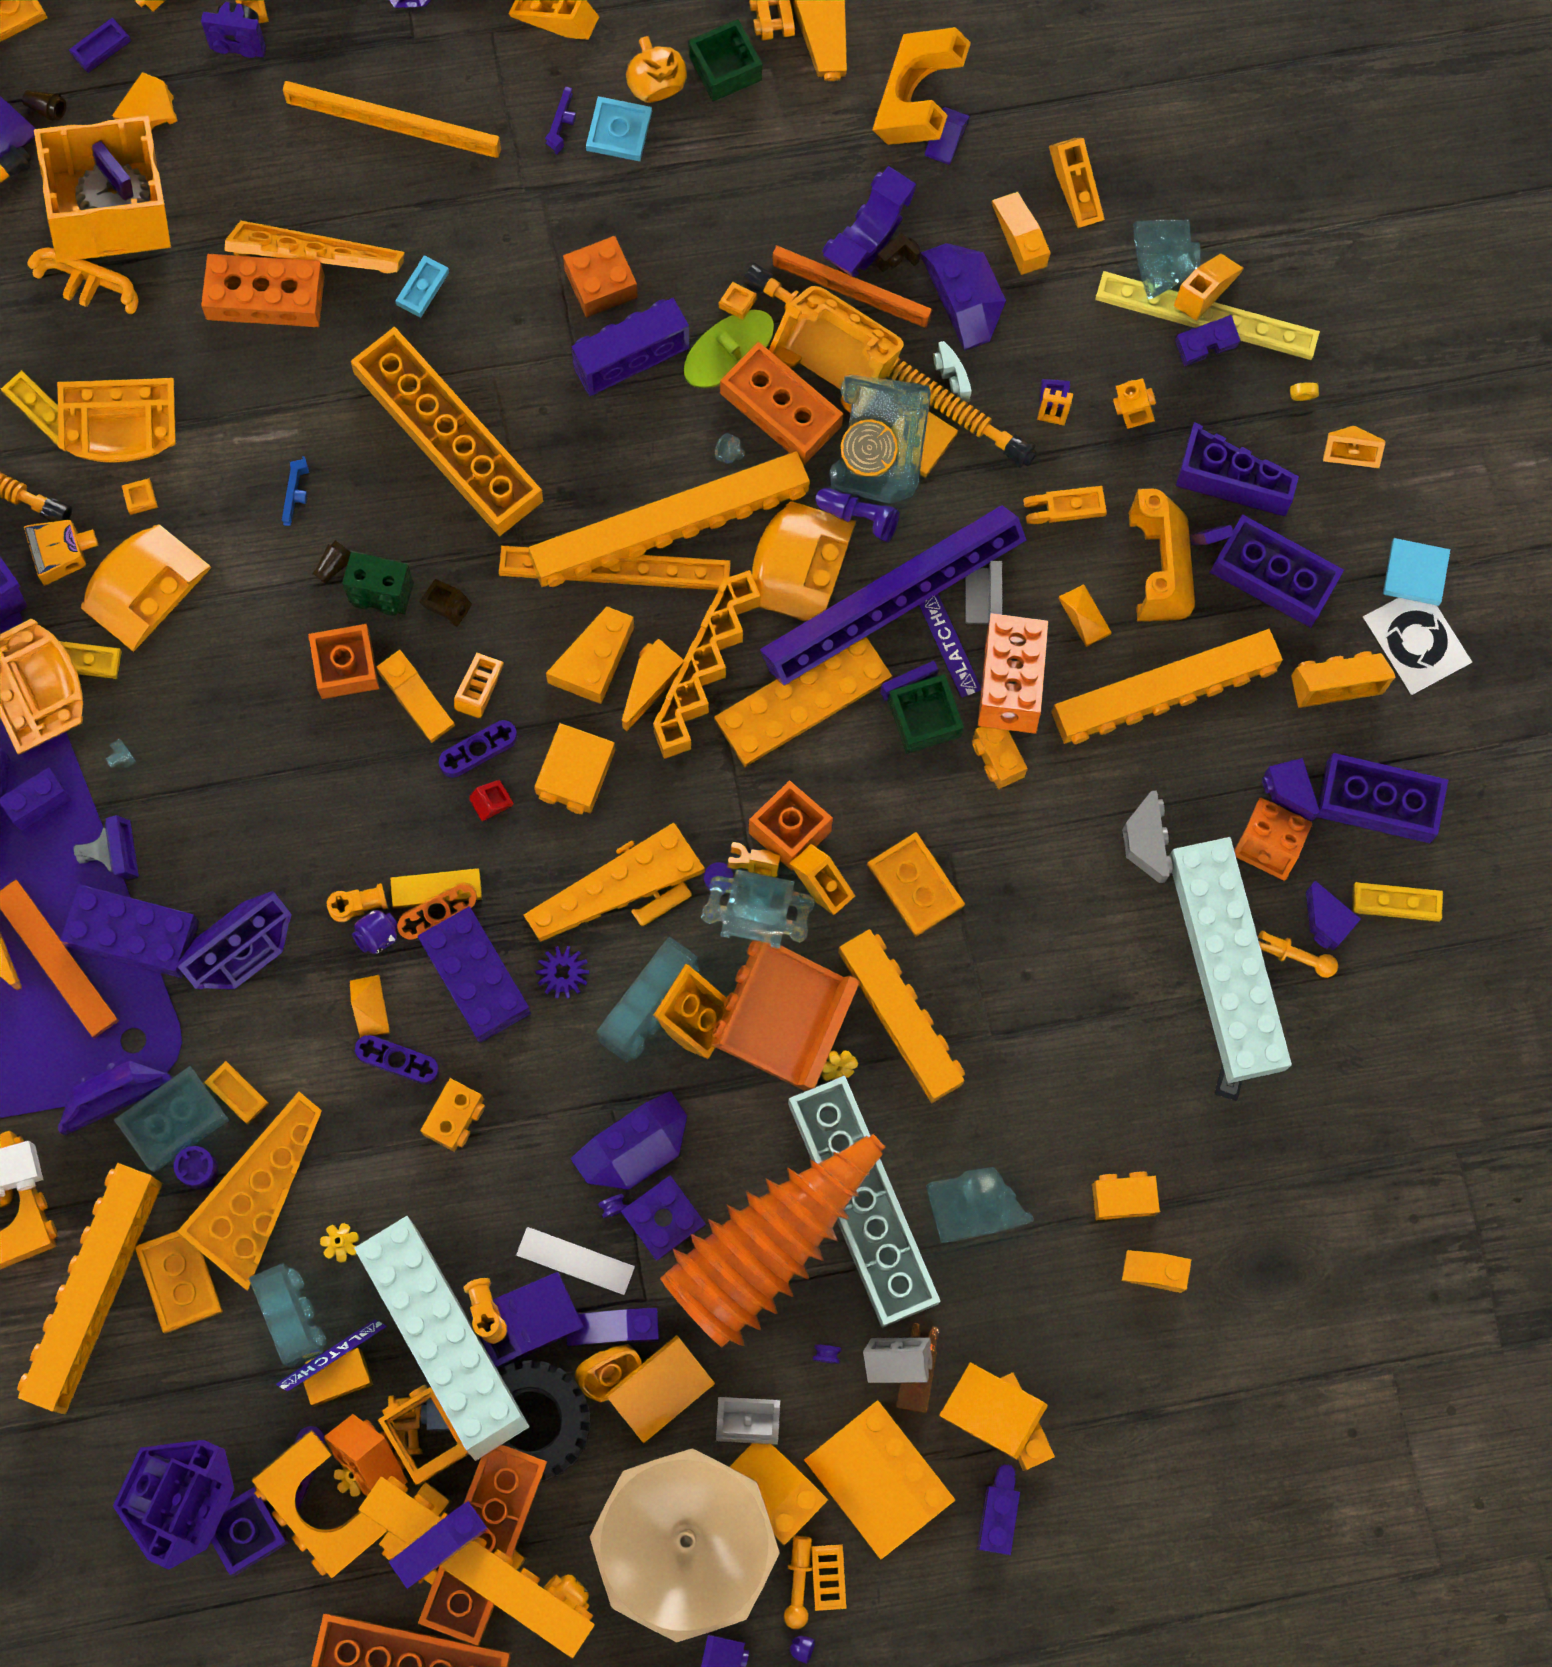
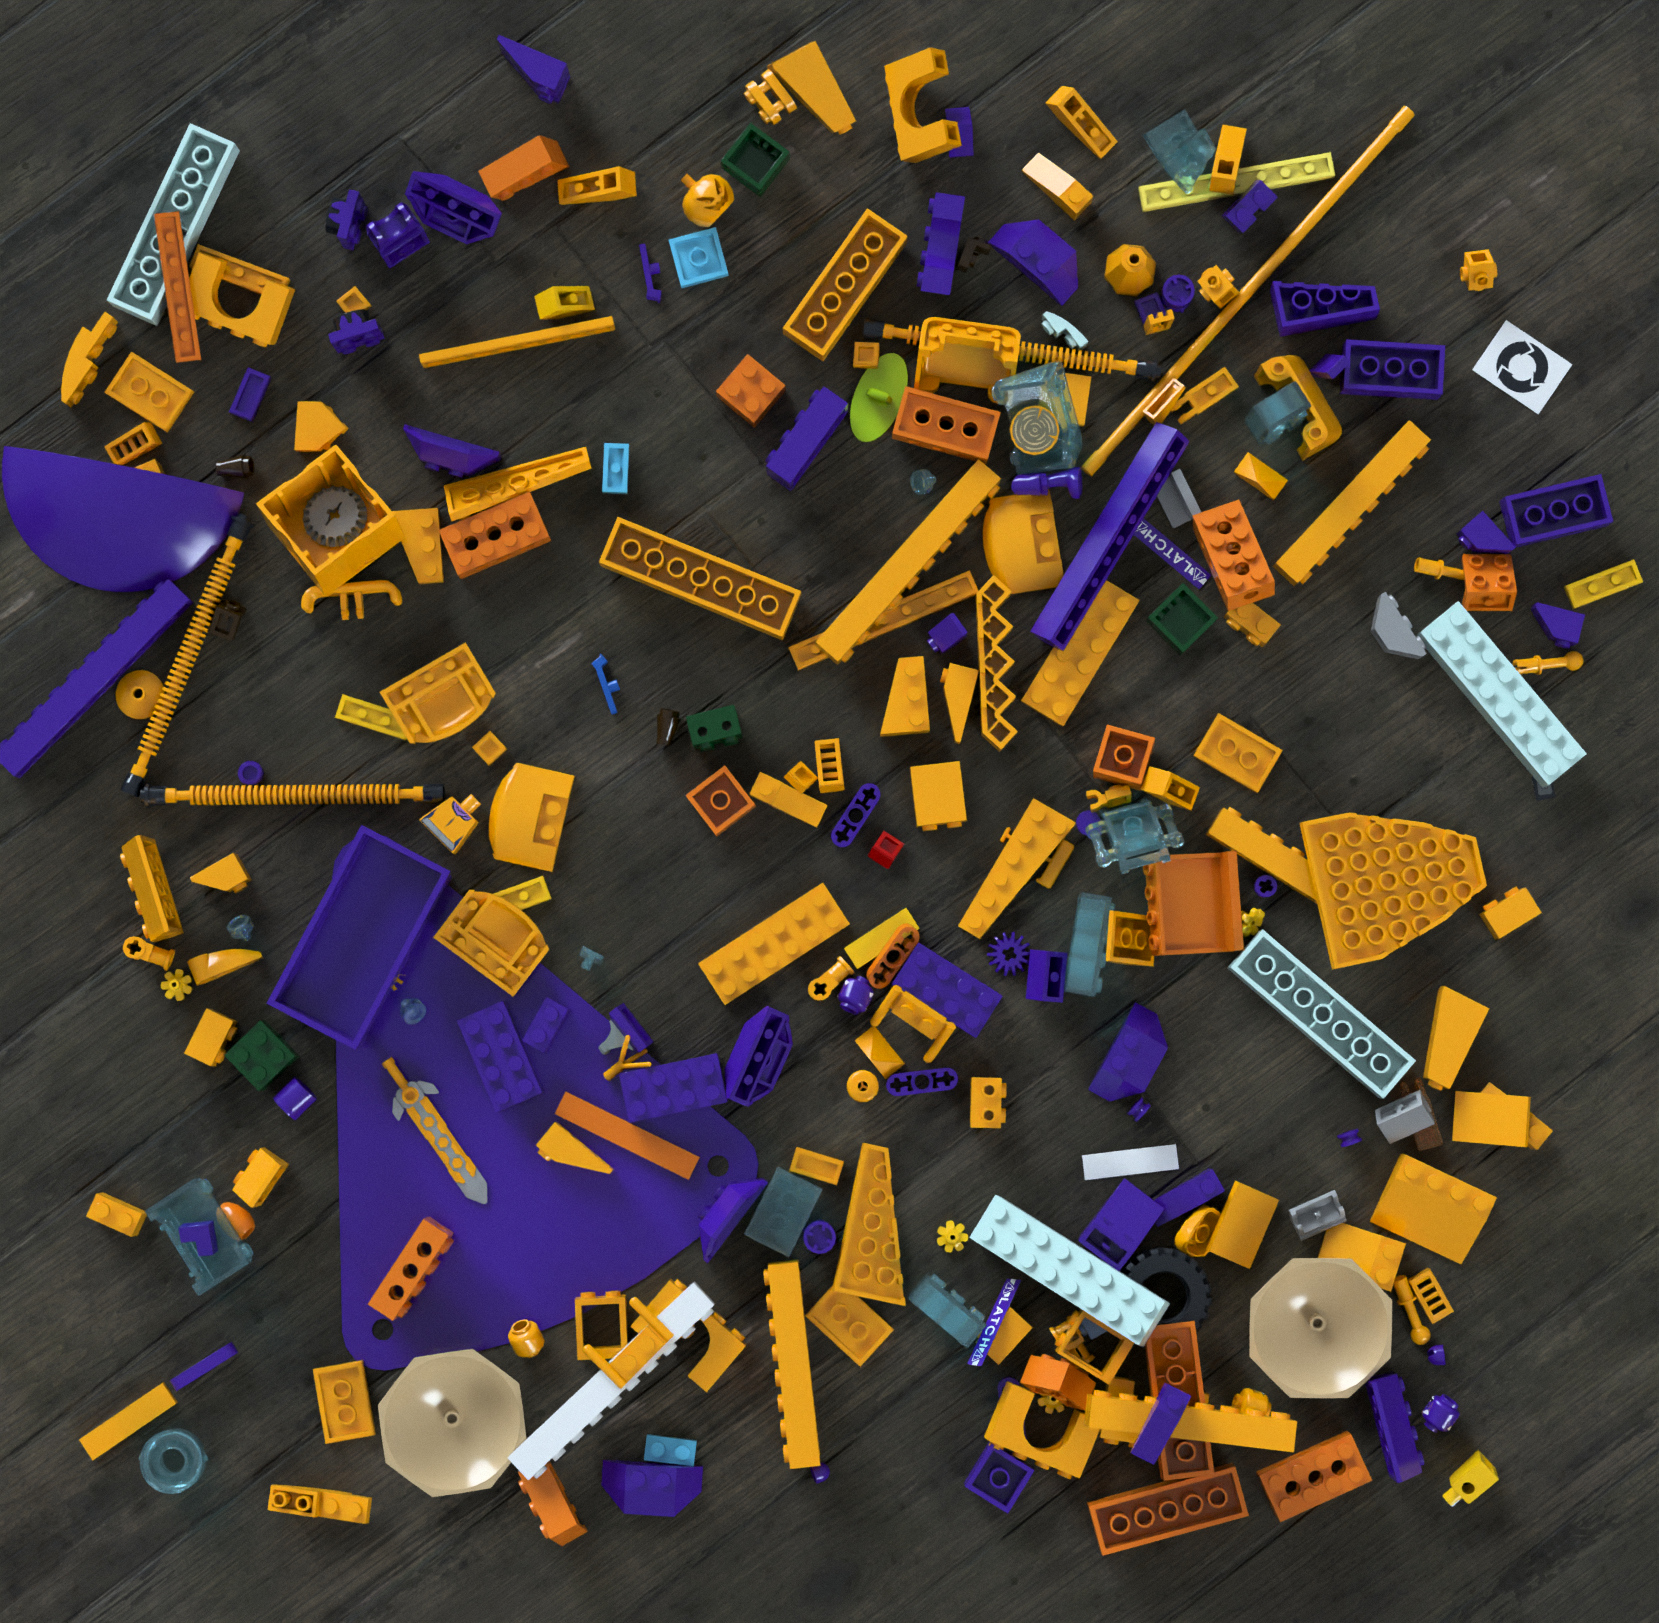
camera: 20 degrees left, 10 degrees up
(55, 1426) = (820, 1473): none -> dark purple hinge
(91, 881) = (626, 1064): none -> light orange plant
(112, 171) = (329, 501): dark purple tile -> none
(175, 1499) = (939, 1481): dark purple wedge -> none
(186, 264) = (422, 543): none -> light orange wing
(264, 192) = (449, 453): none -> dark purple wedge
(320, 837) = (773, 943): none -> light orange plate
(336, 1037) = (871, 1089): none -> light orange head
(428, 984) = (918, 1016): none -> light orange plate
(441, 680) = (801, 777): none -> light orange tile
(446, 602) = (770, 713): dark brown bracket -> none
(459, 104) = (564, 302): none -> yellow slope
(485, 1311) = (1091, 1235): light orange connector -> none
(587, 1011) = (1046, 975): none -> dark purple brick
(663, 1218) = (1181, 1100): dark purple piece -> none
(670, 609) = (946, 634): none -> dark purple slope
(751, 220) = (845, 285): none -> light orange brick
(765, 1244) = (1271, 1086): orange cone -> none
(851, 287) = (951, 300): orange tile -> none
(875, 1028) = (1273, 884): none -> dark purple bush
(919, 674) = (1155, 598): dark purple tile -> none
(927, 512) = (1398, 122): none -> light orange piece
(974, 1205) = (1402, 975): clear light blue slope -> none
(999, 1295) = (1451, 1036): none -> light orange slope
(999, 1513) = (1531, 1190): dark purple hinge -> none
(1005, 1093) = (1386, 881): none -> light orange wing
(1019, 490) = (1164, 402): none -> light orange piece
(1053, 346) = (1130, 270): none -> light orange cone
(1089, 390) = (1177, 293): none -> dark purple piece
(1132, 551) = (1277, 413): none -> clear light blue brick
(1156, 1270) = (1558, 955): light orange slope -> none
(1224, 797) = (1437, 569): none -> light orange pin
(1304, 391) = (1343, 209): yellow tile -> none
(1341, 679) = (1481, 430): light orange slope -> none
(1354, 447) = (1402, 234): light orange slope -> none
(1416, 571) = (1497, 313): medium azure tile -> none
(1417, 517) = (1478, 270): none -> light orange brick

